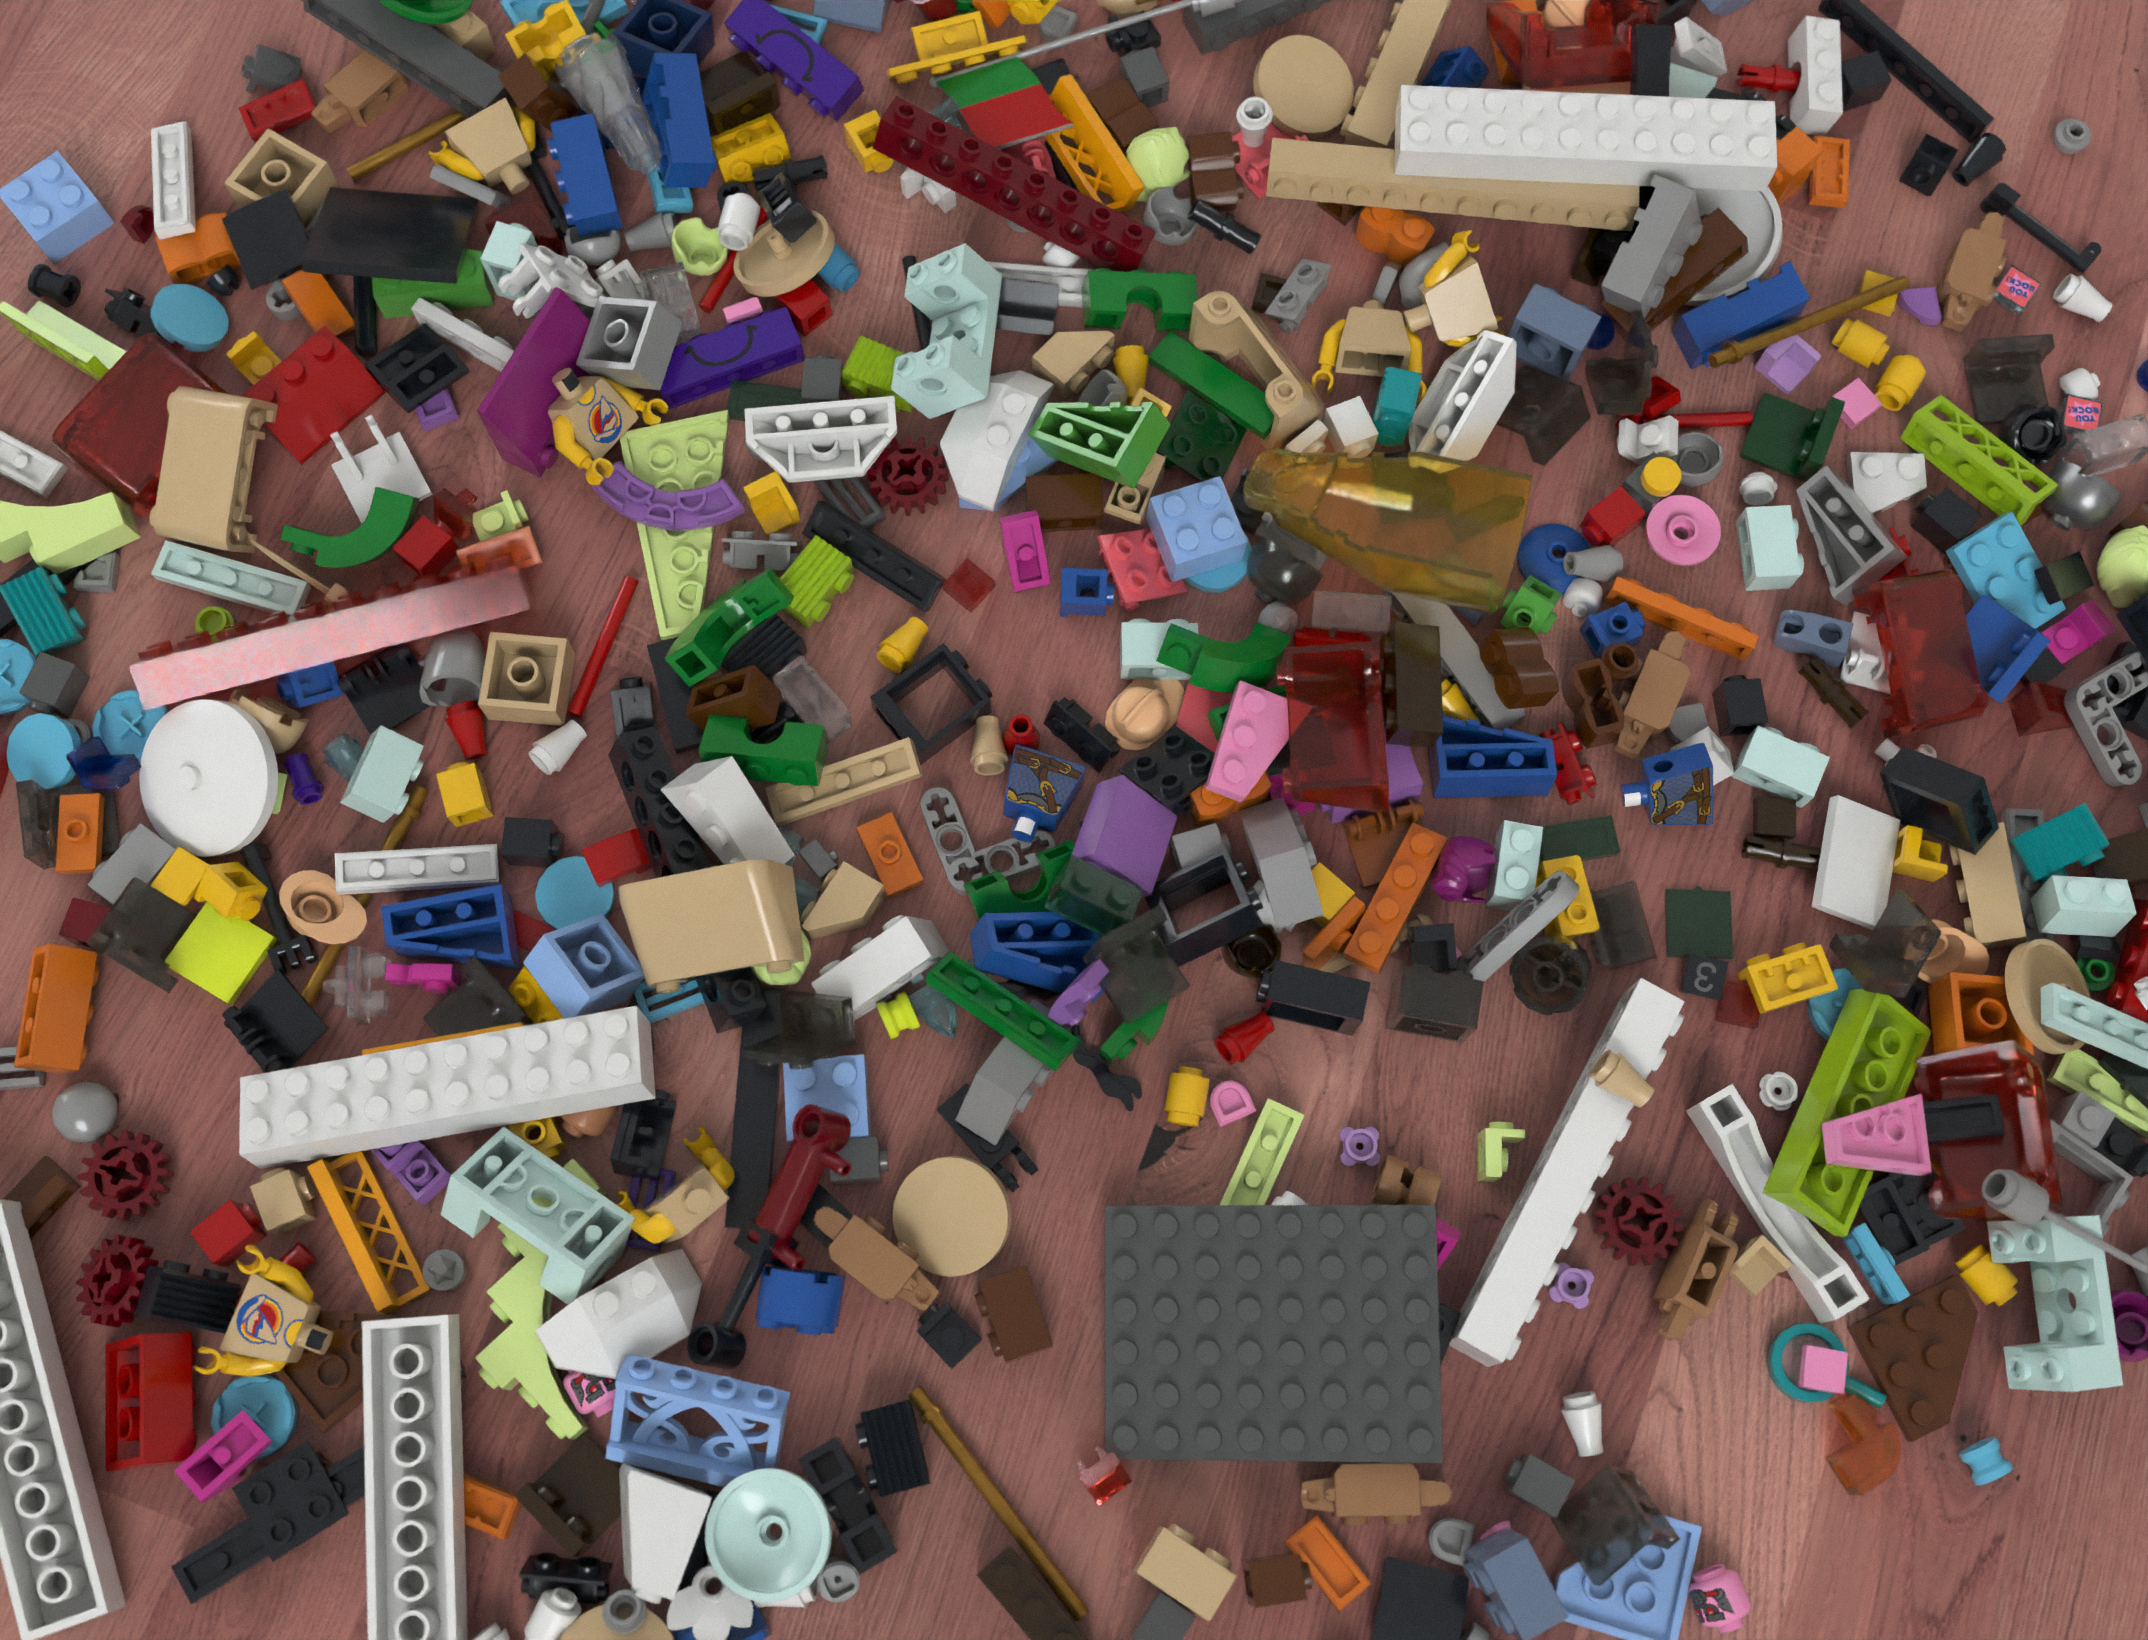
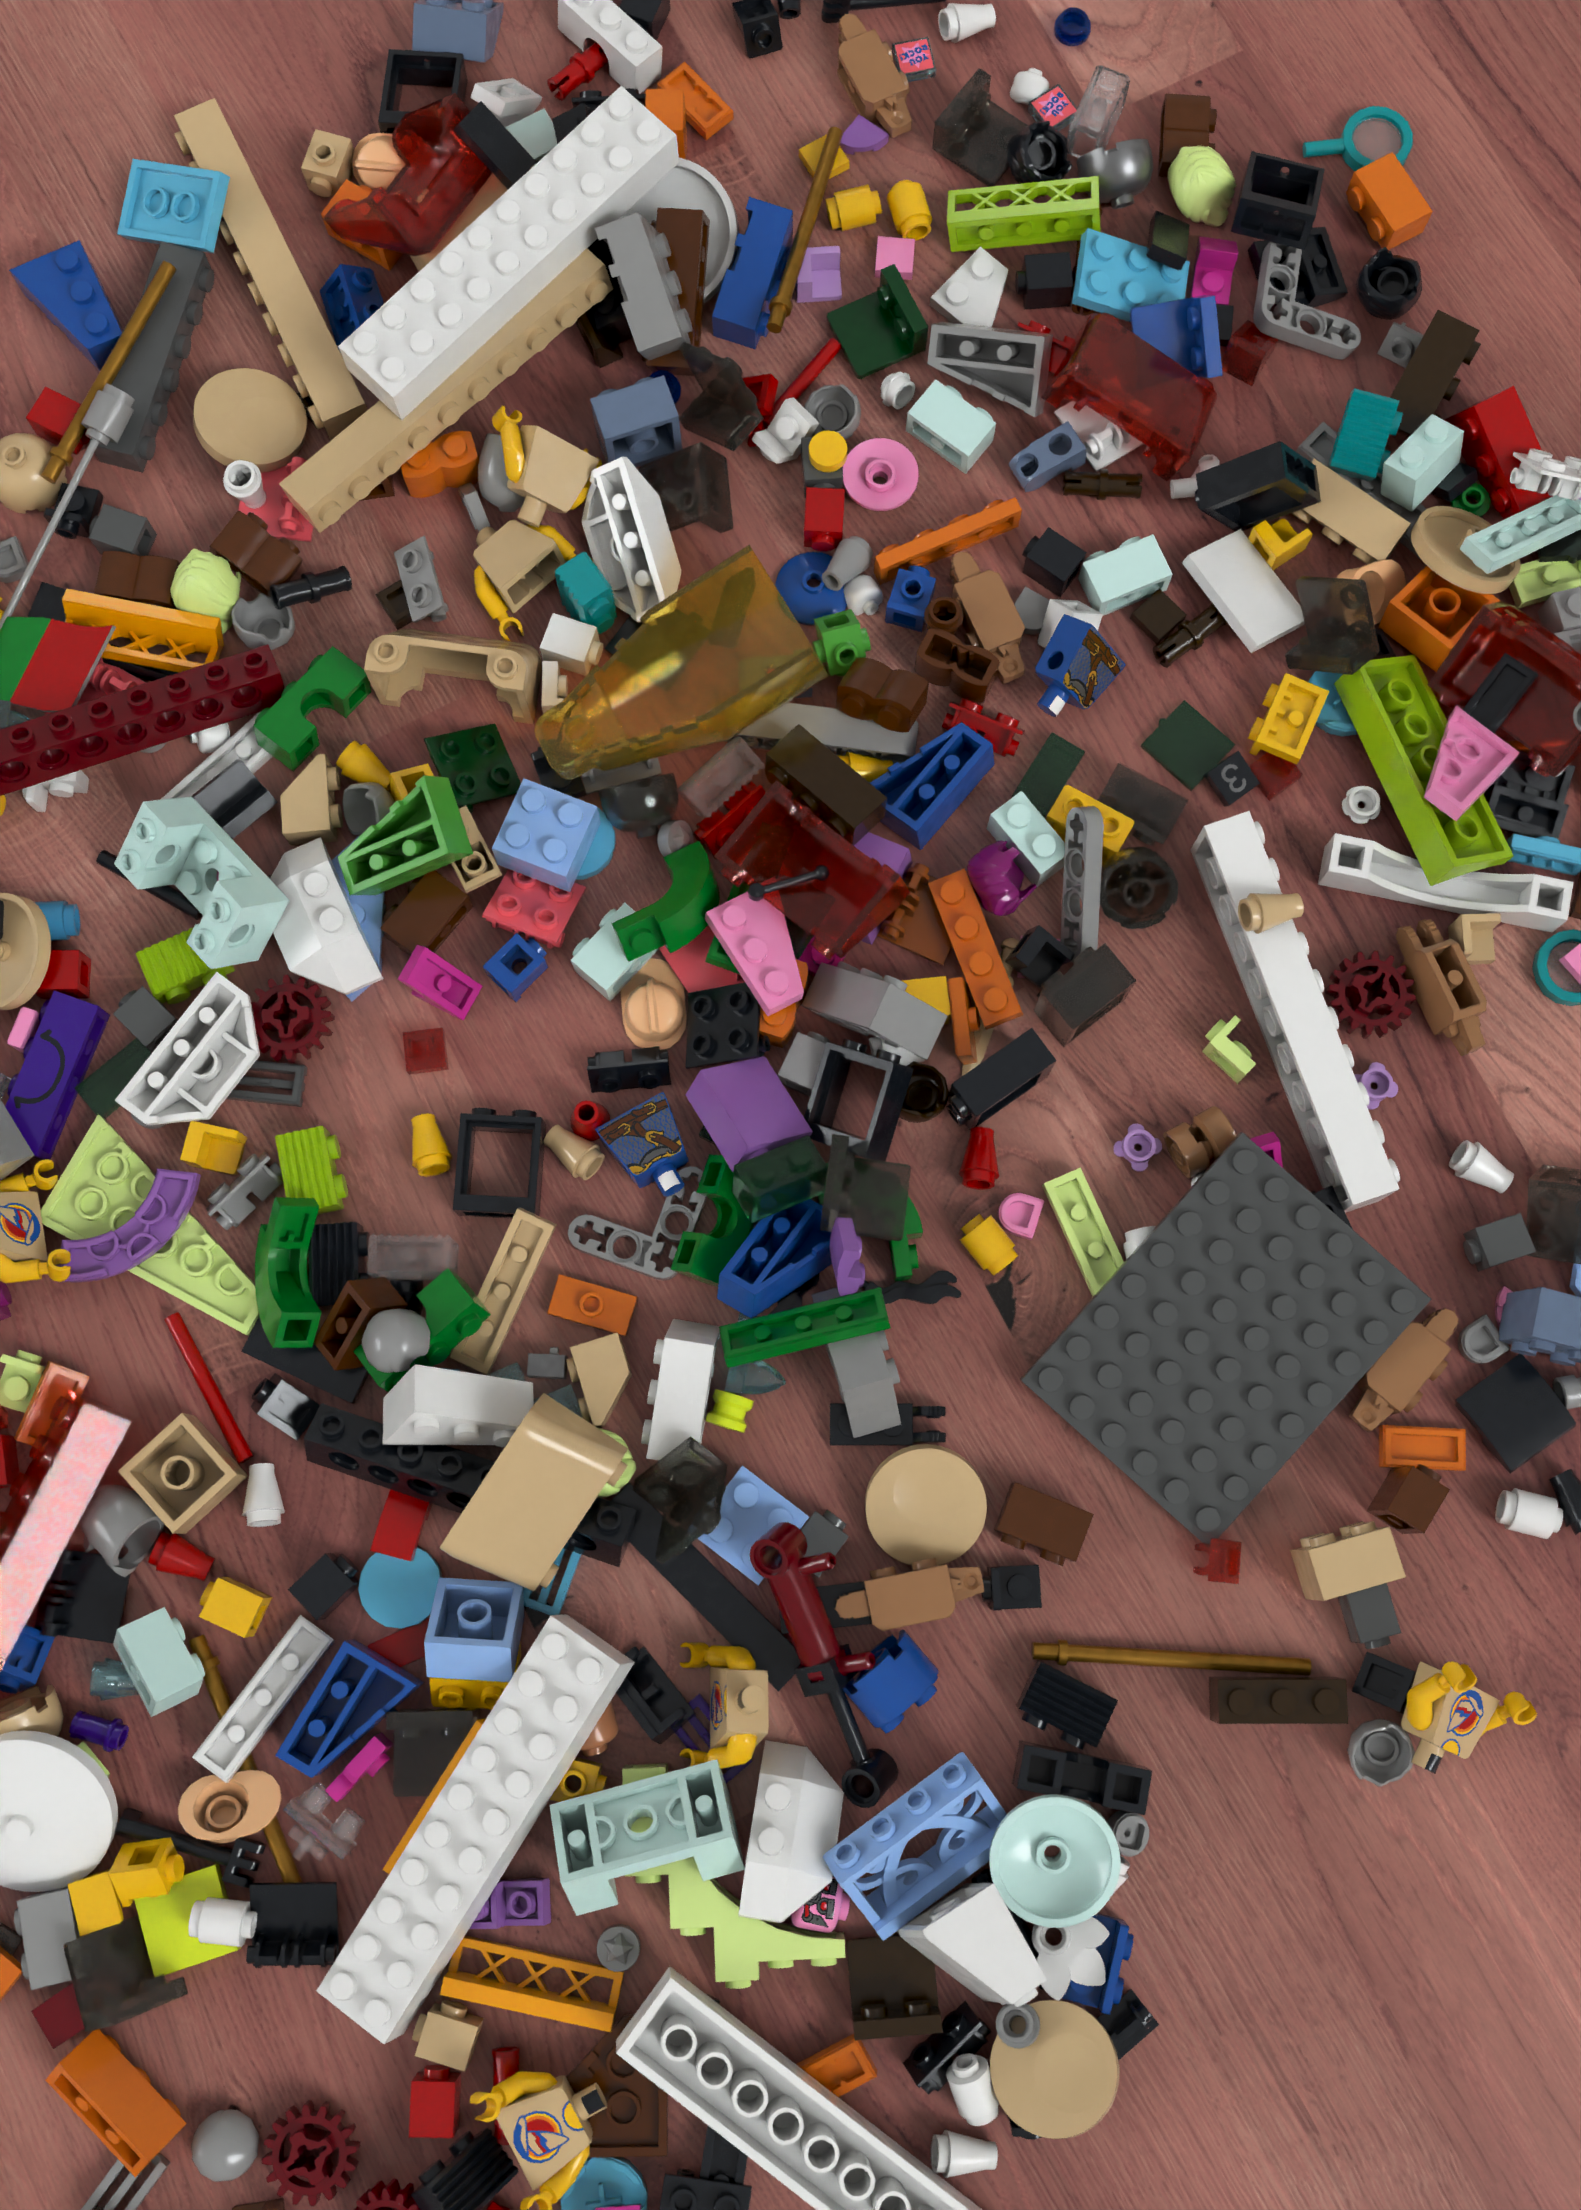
camera: 45 degrees left, 5 degrees up
(237, 973) = (222, 1921): none -> white brick
(740, 732) = (395, 1339): none -> light grey hair
(876, 556) = (333, 1103): black tile -> none
(1213, 383) = (435, 713): green tile -> none
(1288, 702) = (757, 891): none -> black hinge

